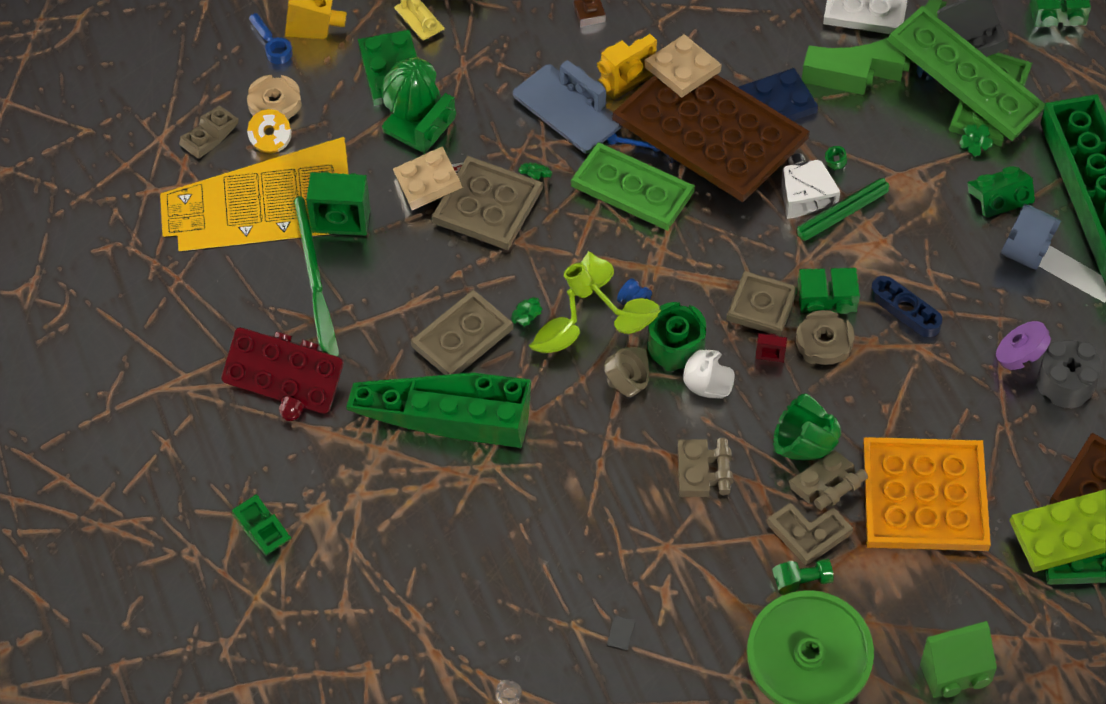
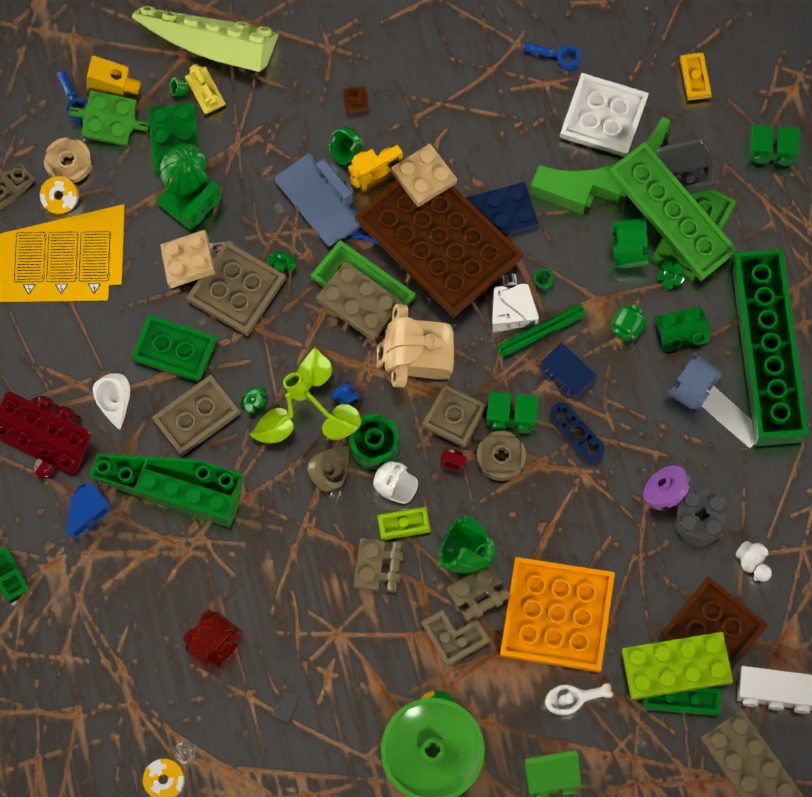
camera: 10 degrees right, 15 degrees up
(315, 52) = (108, 118): none -> bright green plate
(323, 322) = (81, 386): green piece -> none
(338, 203) = (106, 279): green brick -> none
(349, 444) = (85, 510): none -> blue slope
(362, 325) = (112, 397): none -> white piece
(389, 16) = (178, 86): none -> green hinge
(425, 269) = (174, 348): none -> green plate
(523, 562) = (212, 639): none -> clear red brick
(587, 49) = (345, 145): none -> green hair
(632, 197) = (358, 301): none -> dark tan plate
(707, 235) = (416, 348): none -> tan piece
(726, 419) = (403, 523): none -> lime plate
(790, 576) = (431, 676): green leg -> none
(883, 245) = (567, 372): none -> dark blue brick
(927, 110) = (630, 243): none -> green brick
(940, 189) = (628, 322): none -> green head
(958, 581) = (568, 699): none -> white piece

